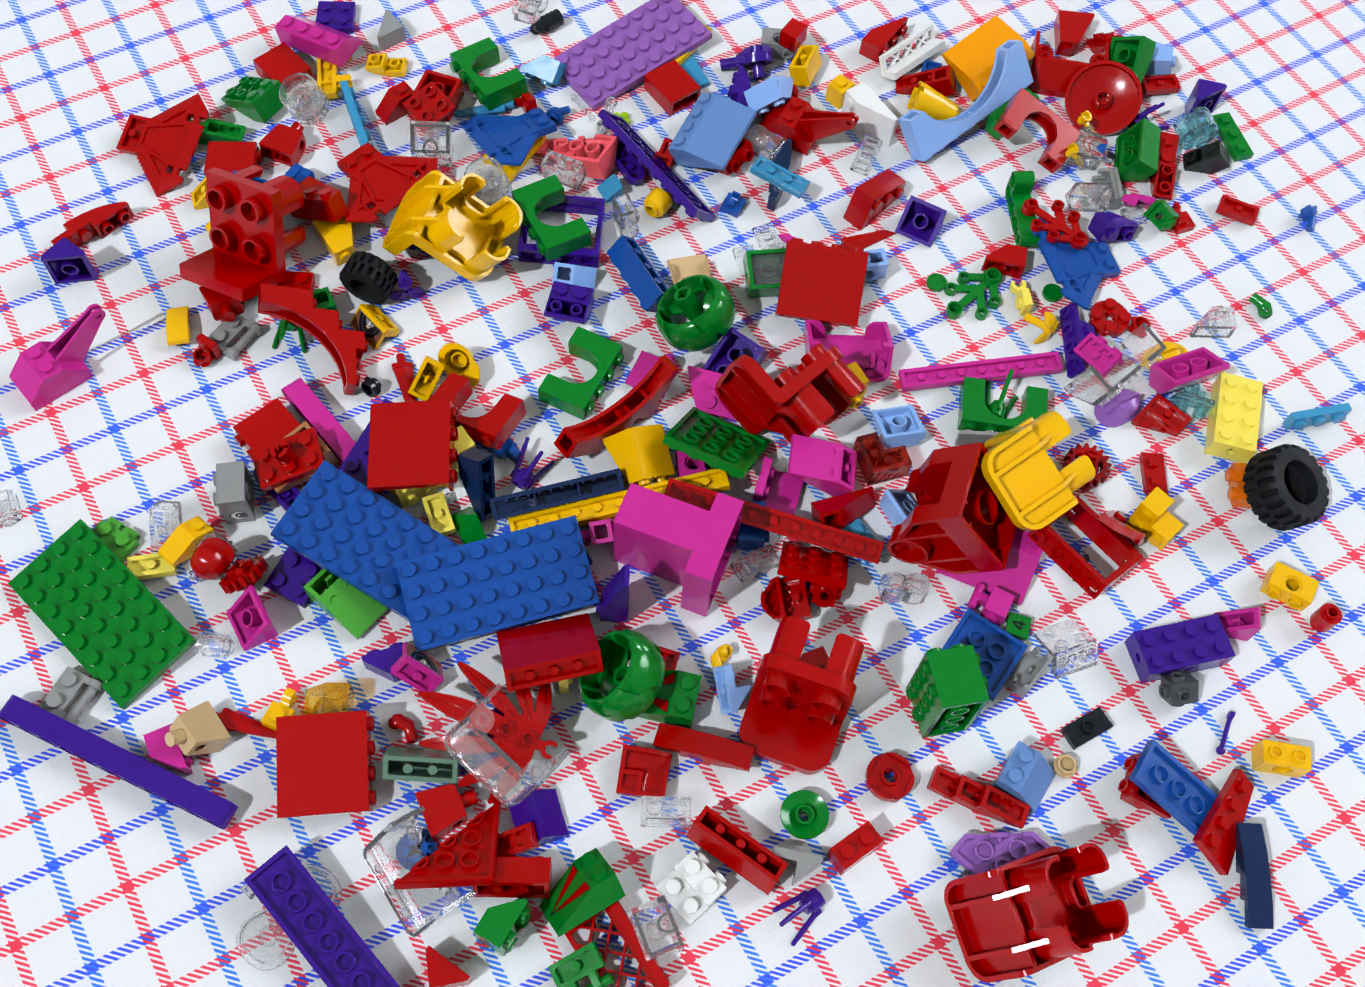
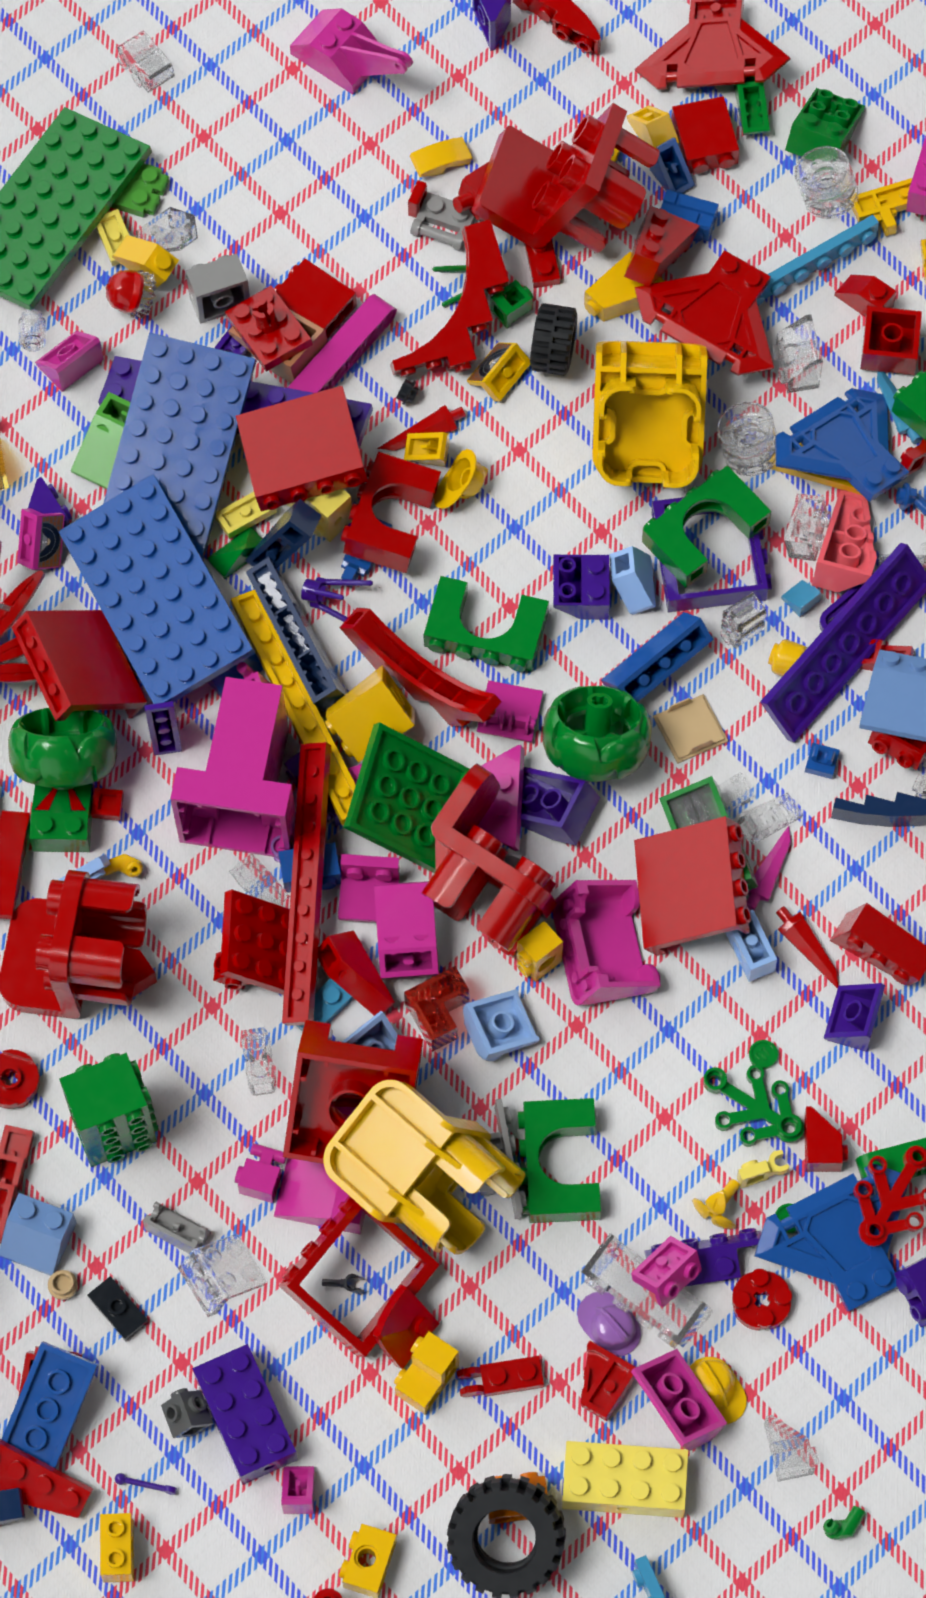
camera: 85 degrees right, 5 degrees up
(202, 352) = (399, 193): red plate -> none
(243, 574) = (117, 329): red gear -> none
(280, 63) = (882, 144): red brick -> none
(284, 144) = (755, 185): red torso -> none
(405, 282) = (563, 384): dark purple plant -> none
(428, 104) = (854, 333): red bracket -> none
(779, 176) = (870, 804): dark azure tile -> none
(786, 598) = (206, 926): red slope -> none
(988, 369) = (619, 1128): dark pink plate -> none
(996, 648) = (190, 1168): blue plate -> none
(998, 406) = (561, 1153): green plant -> none
(1018, 625) = (240, 1212): green tile -> none
(1096, 458) = (488, 1287): red gear -> none
(1136, 322) = (761, 1336): red plate -> none
(1193, 398) = (644, 1420): clear light blue hips -> none

